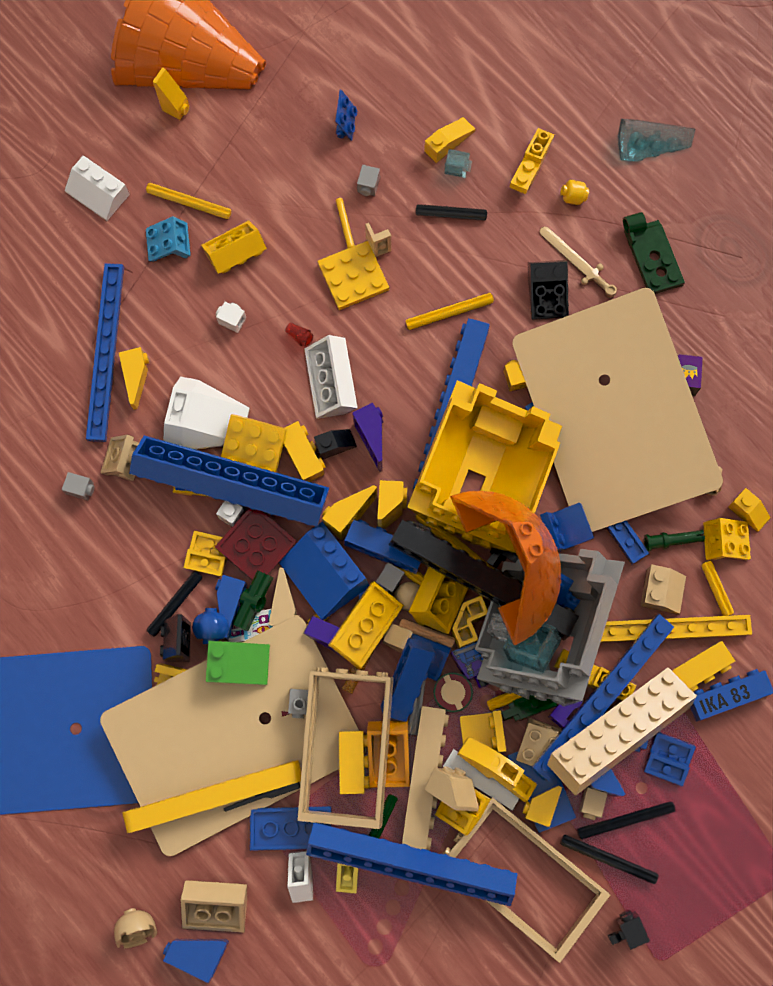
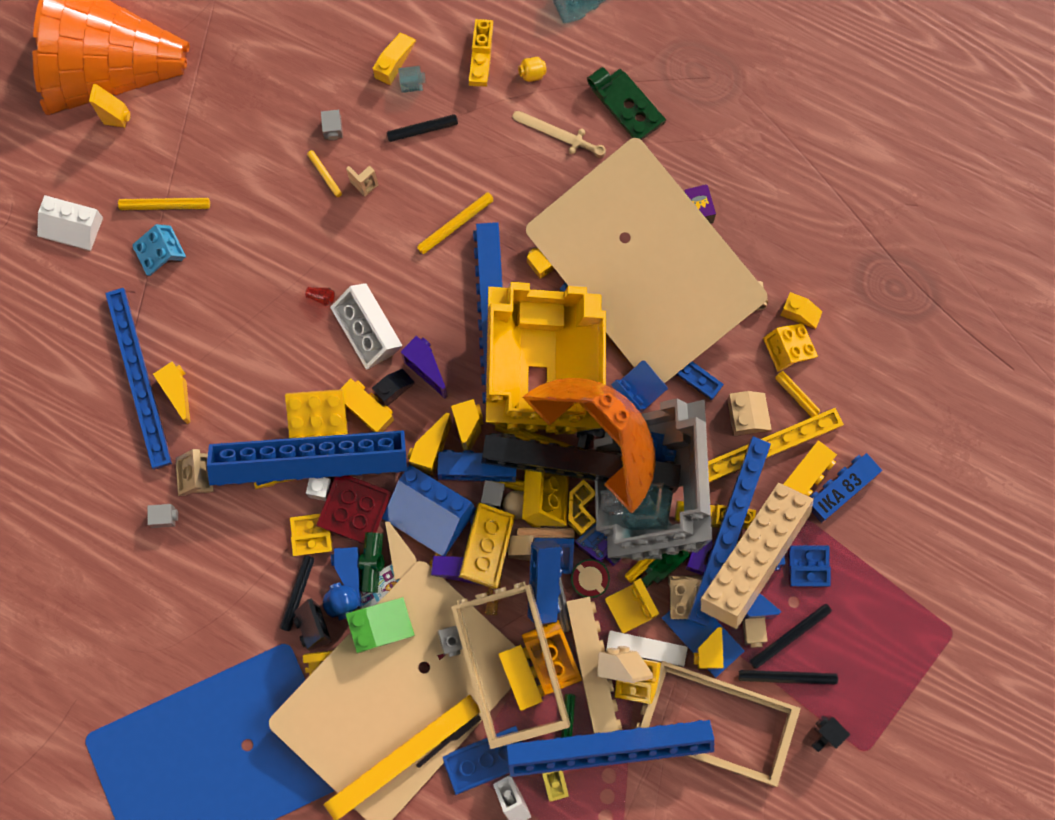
camera: 20 degrees left, 0 degrees up
(199, 415) = (254, 406): white wedge -> none
(231, 316) = (248, 301): white brick -> none
(234, 247) = (226, 233): yellow slope -> none
(345, 117) = (287, 71): blue hinge -> none
(353, 275) = (350, 221): yellow plate -> none
(498, 767) = (656, 630): yellow slope -> none
(548, 289) = (541, 169): black slope -> none
(665, 540) = (734, 367): dark green pin -> none

